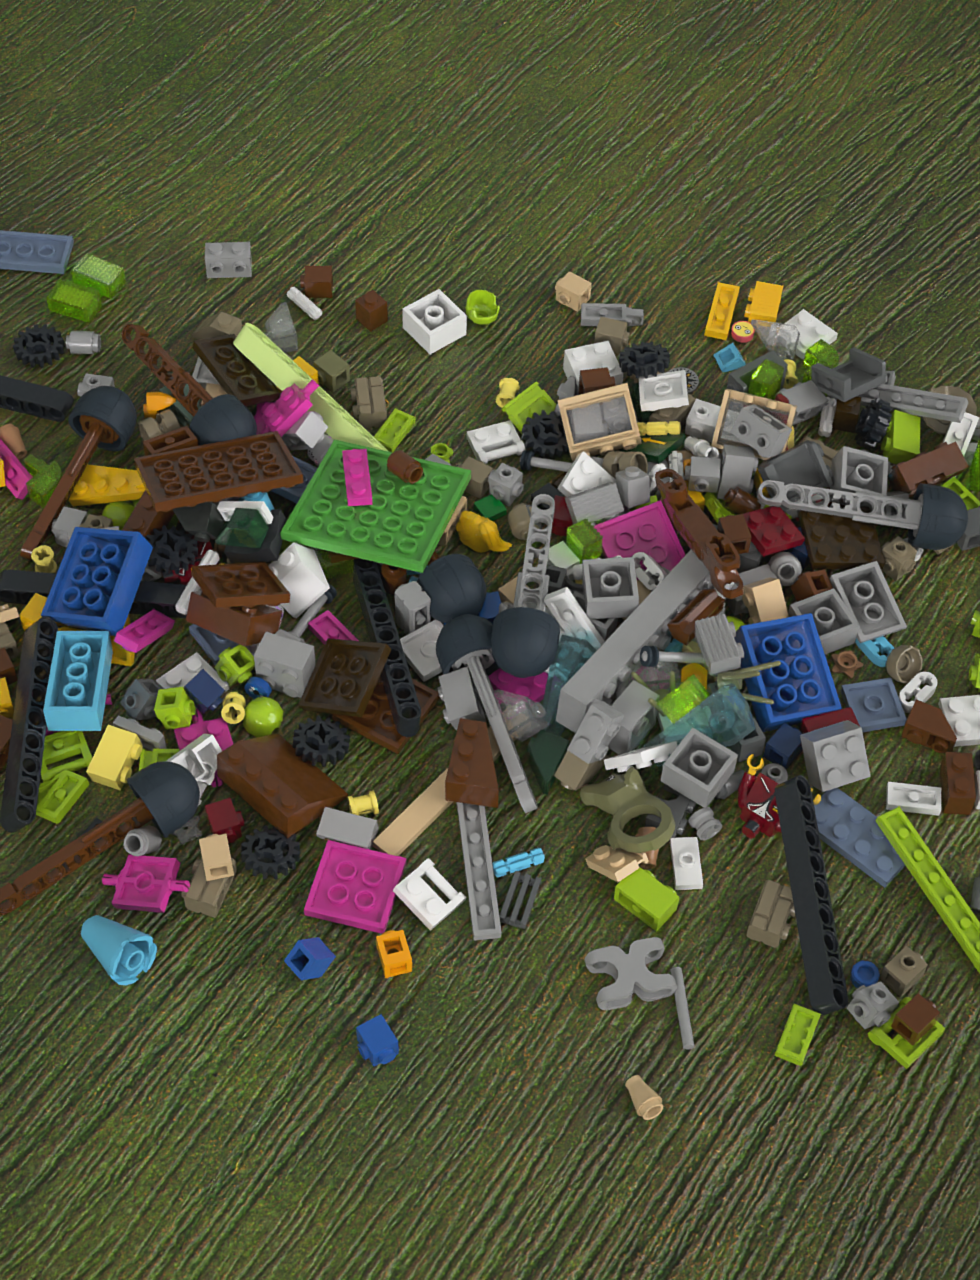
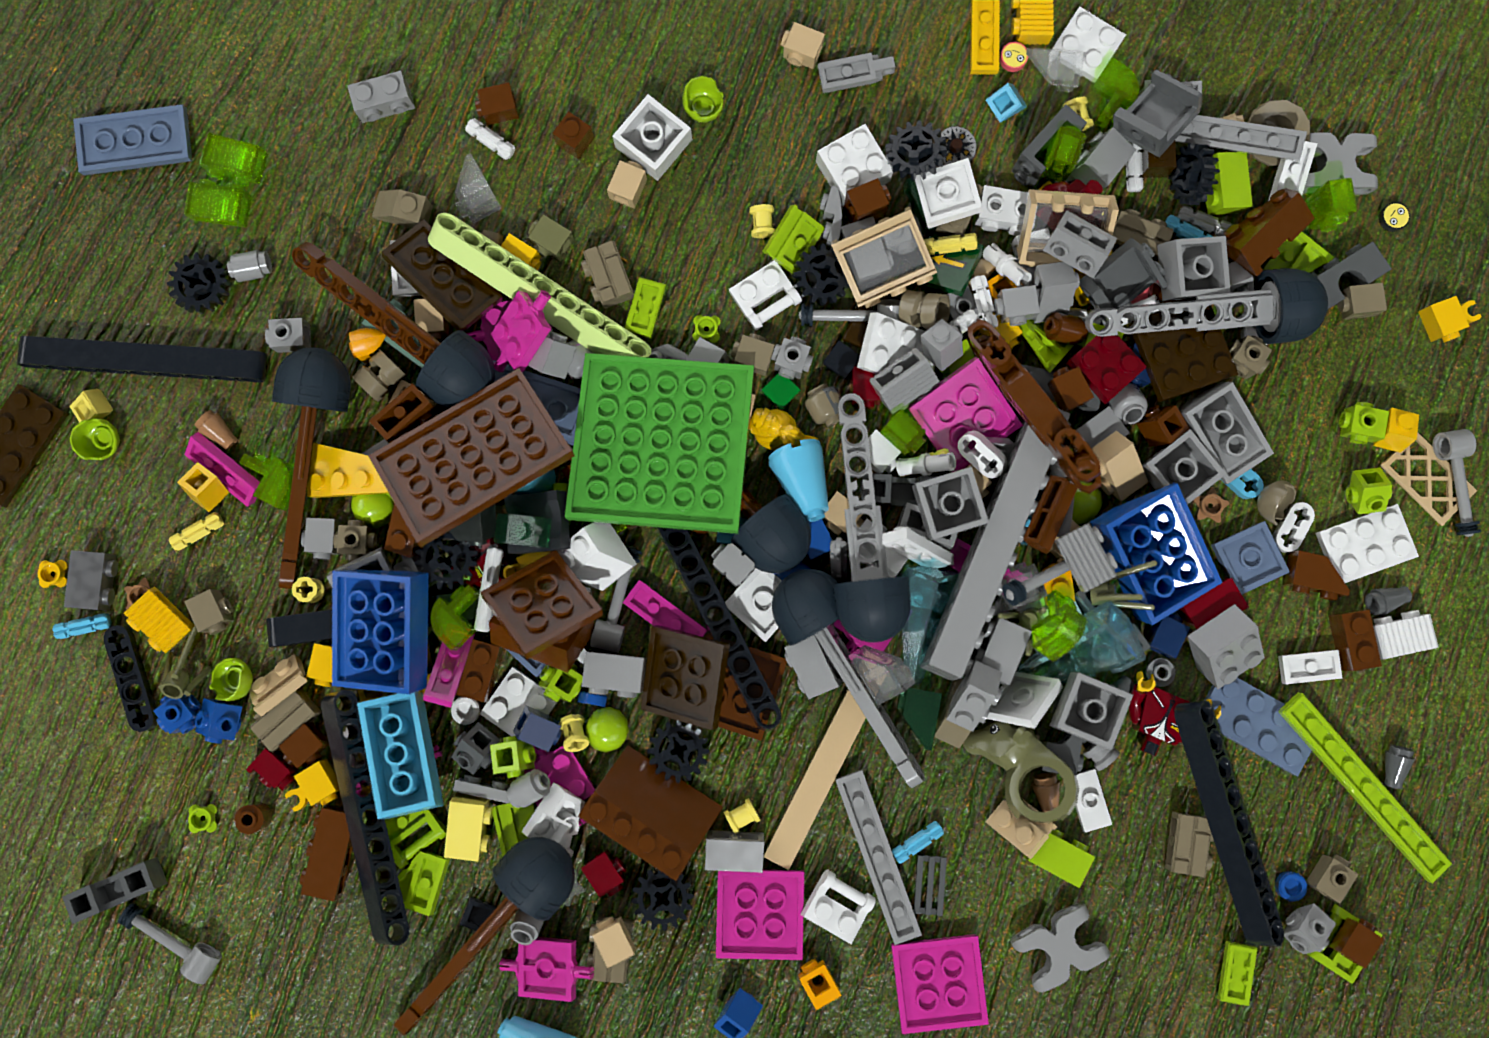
camera: 10 degrees left, 30 degrees up
(144, 672) = (465, 710): none -> white tile
(160, 592) = (447, 617): none -> clear neon green brick
(169, 645) = (480, 670): none -> reddish brown brick
(180, 731) = (528, 788): none -> light grey brick
(227, 507) = (521, 505): white plate -> none
(357, 477) = (628, 412): dark pink plate -> none
(404, 349) = (627, 183): none -> tan brick
(404, 467) = (679, 388): reddish brown brick -> none
(471, 767) = (847, 753): reddish brown wedge -> none
(491, 553) = (803, 476): none -> medium azure cone
(507, 980) = (939, 984): none -> dark pink plate
(614, 332) = (864, 107): dark tan brick -> none
(682, 1009) = (1117, 968): light grey bar -> none

